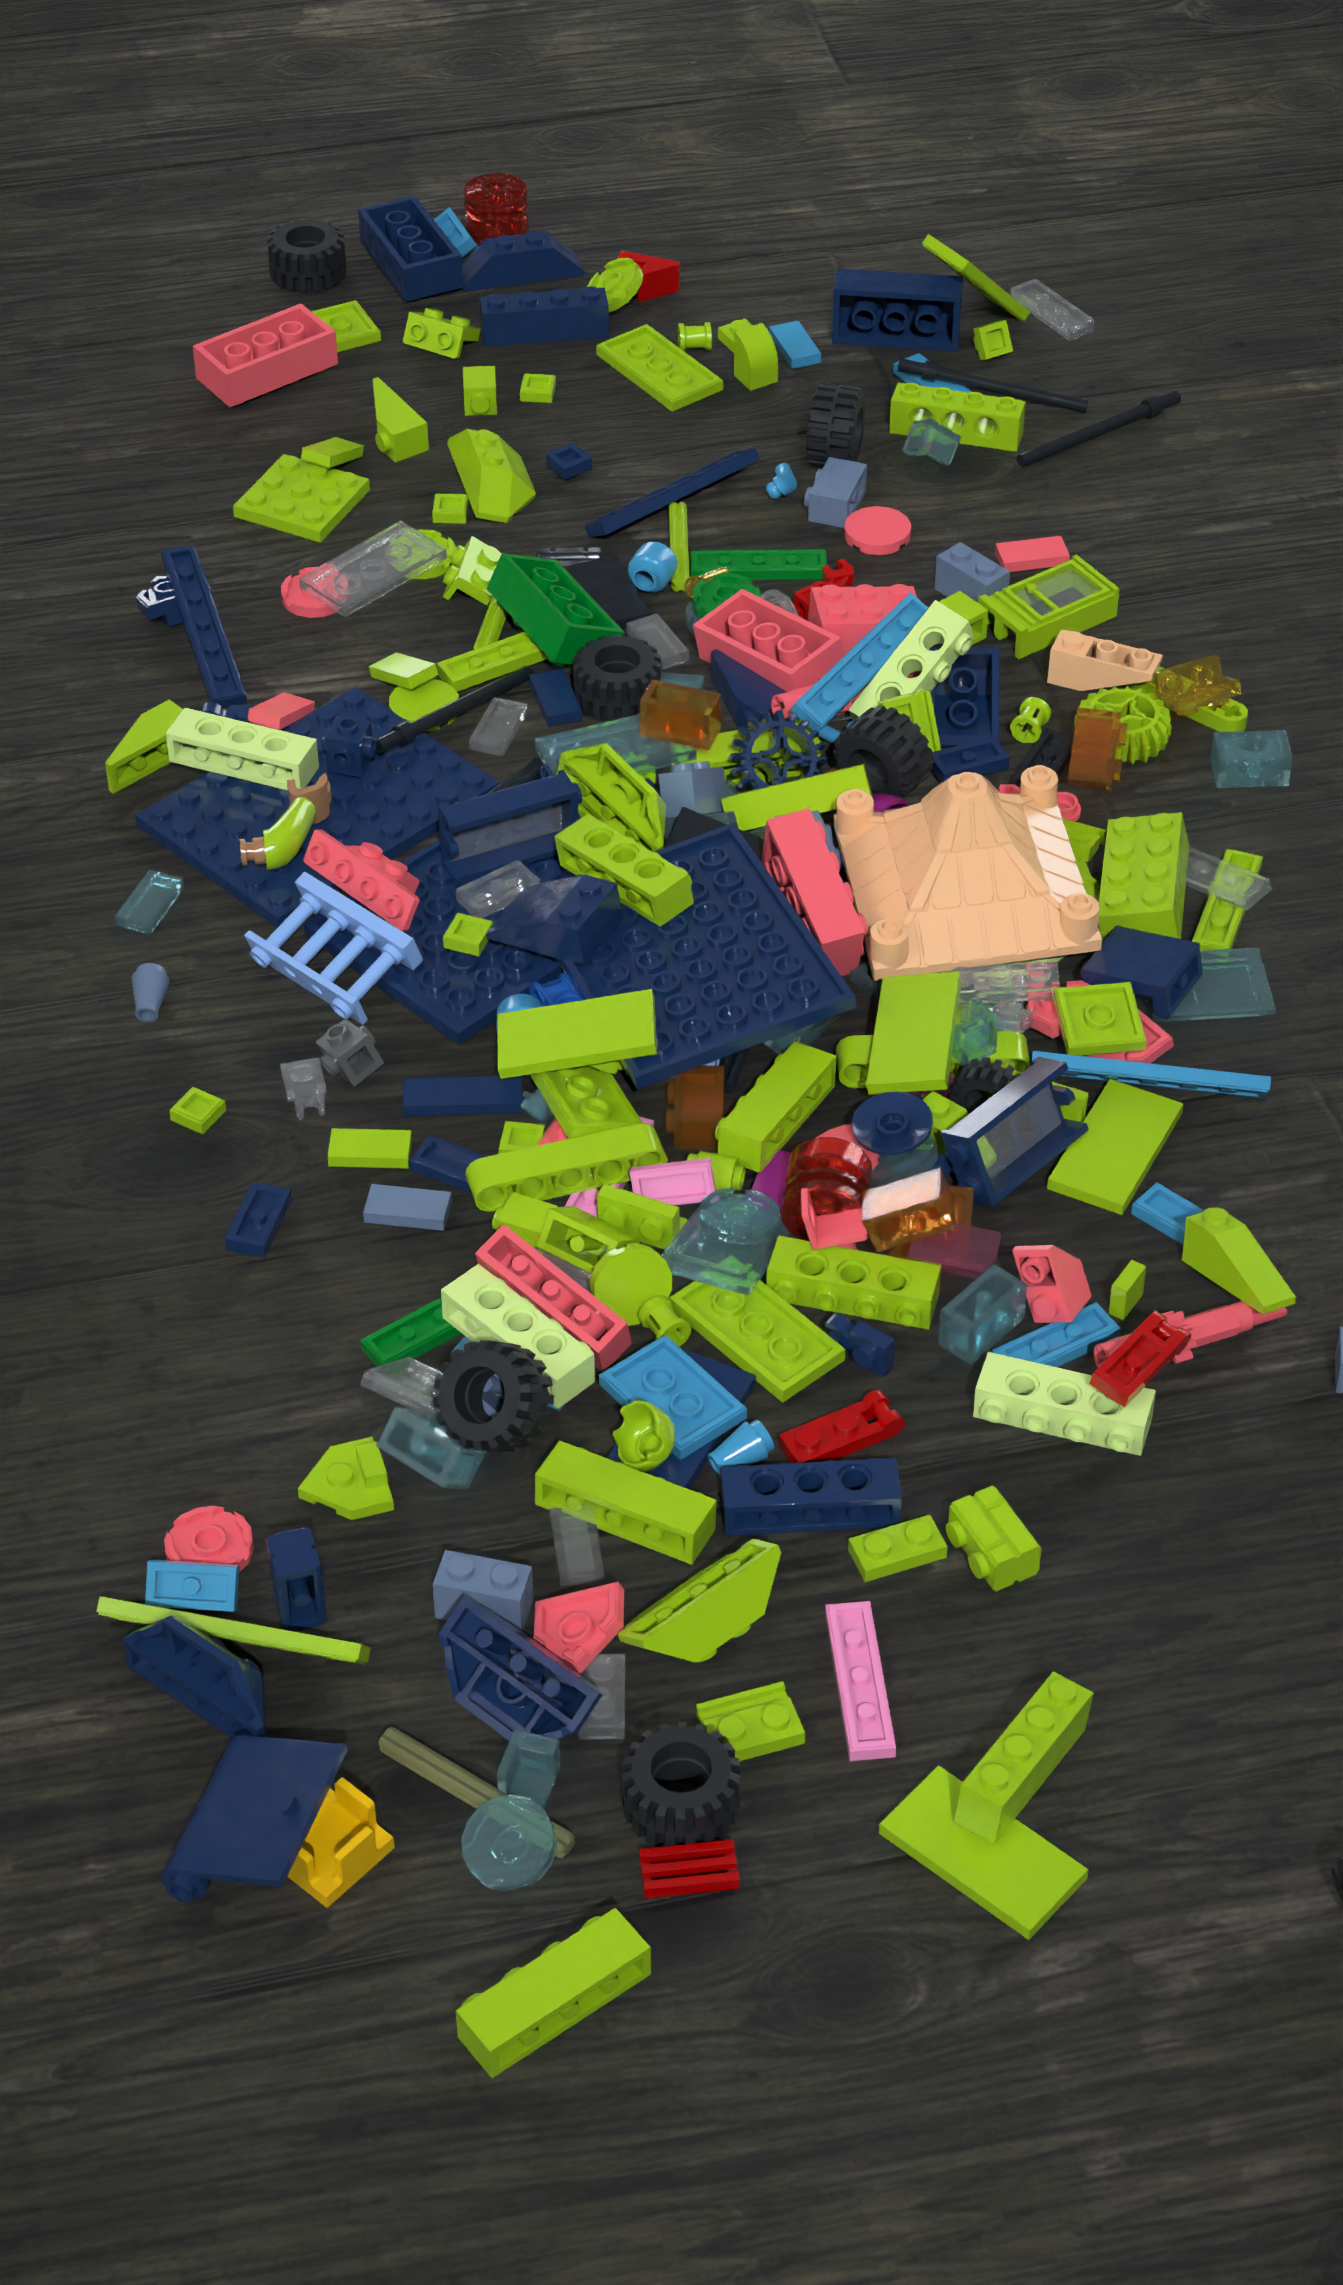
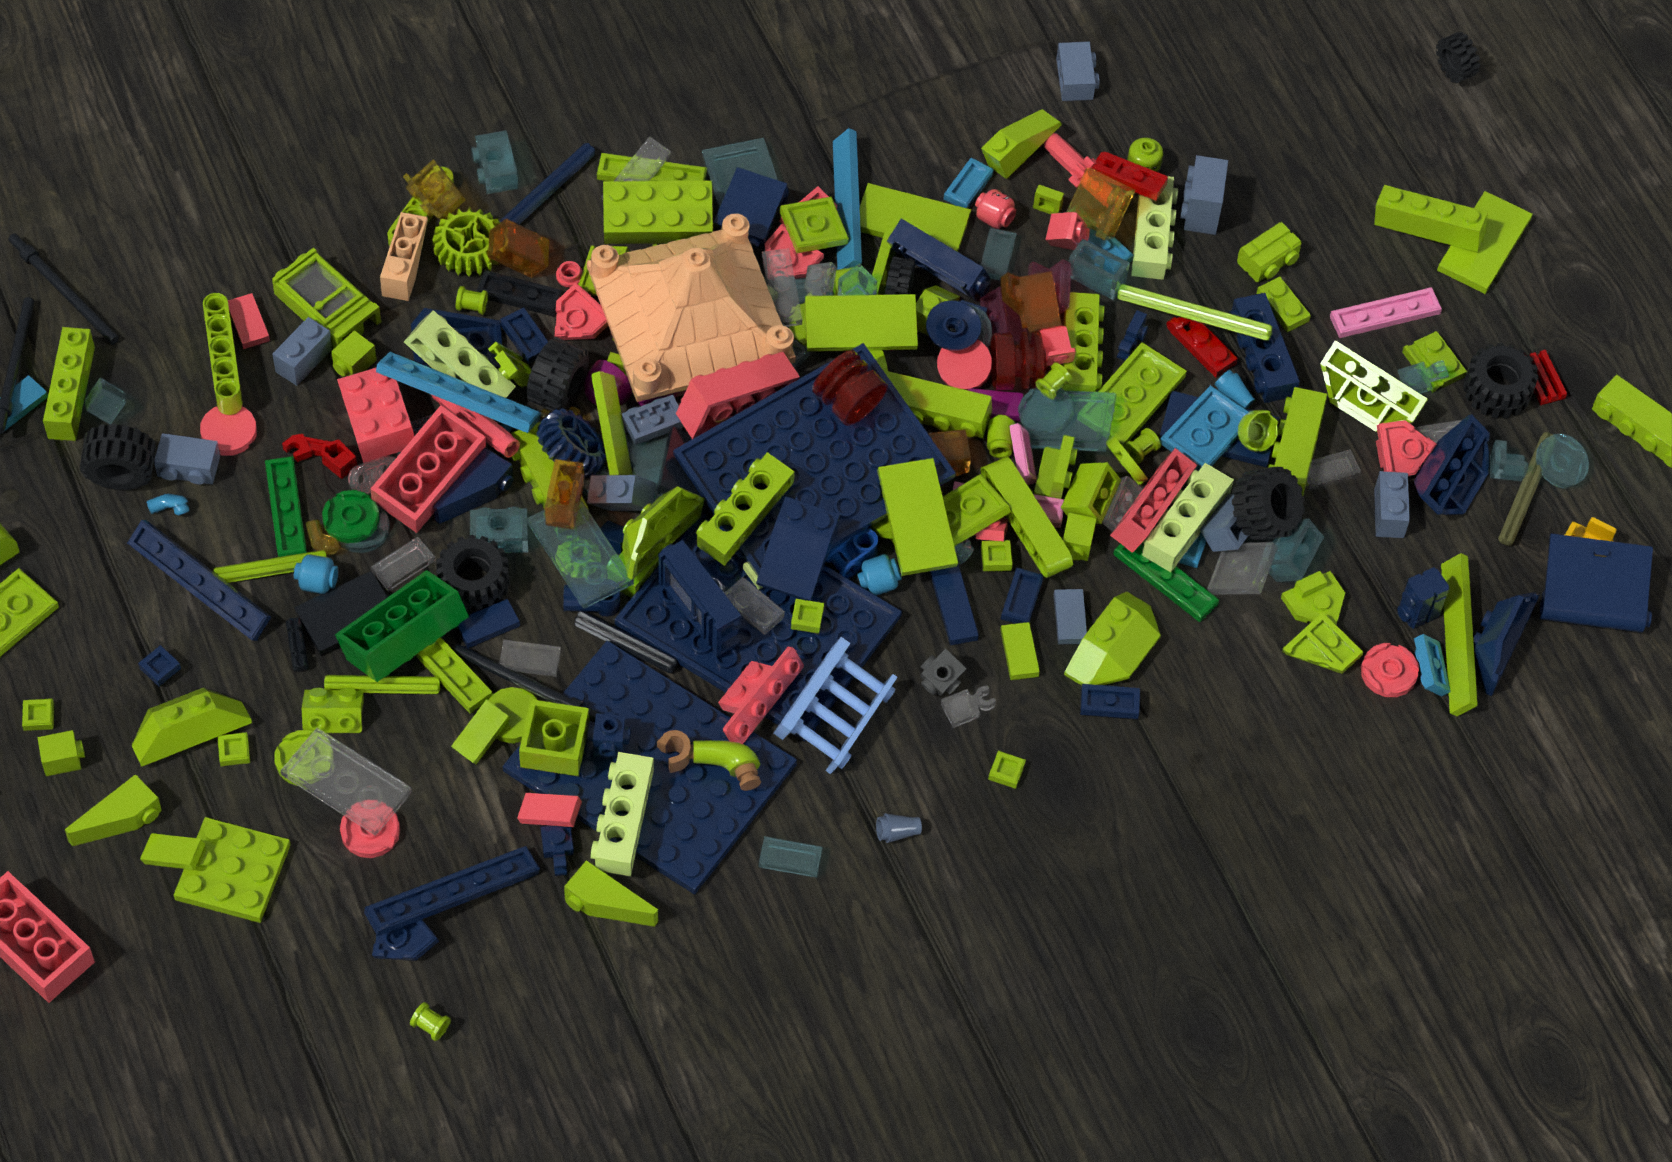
camera: 105 degrees left, 15 degrees up
(49, 606) = (430, 1021): none -> lime bush
(268, 1468) = (1324, 646): none -> lime wing
(356, 1243) = (1115, 643): none -> lime wedge
(359, 691) = (554, 737): none -> lime brick
(713, 1683) = (1420, 377): none -> clear light blue plate
(764, 948) = (850, 387): none -> clear red wheel
(776, 1210) = (1053, 380): none -> lime bush
(879, 1409) = (1194, 312): none -> lime axle
(974, 518) = (222, 354): none -> lime beam
(1041, 1227) = (998, 252): none -> clear light blue tile
(1079, 1324) = (1101, 202): none -> clear yellow bracket
(1103, 1460) = (1204, 194): none -> sand blue brick
(1114, 1224) = (995, 209): none -> coral head
(1196, 1411) = (1146, 153): none -> lime head
(1209, 805) = (550, 184): none -> dark blue axle

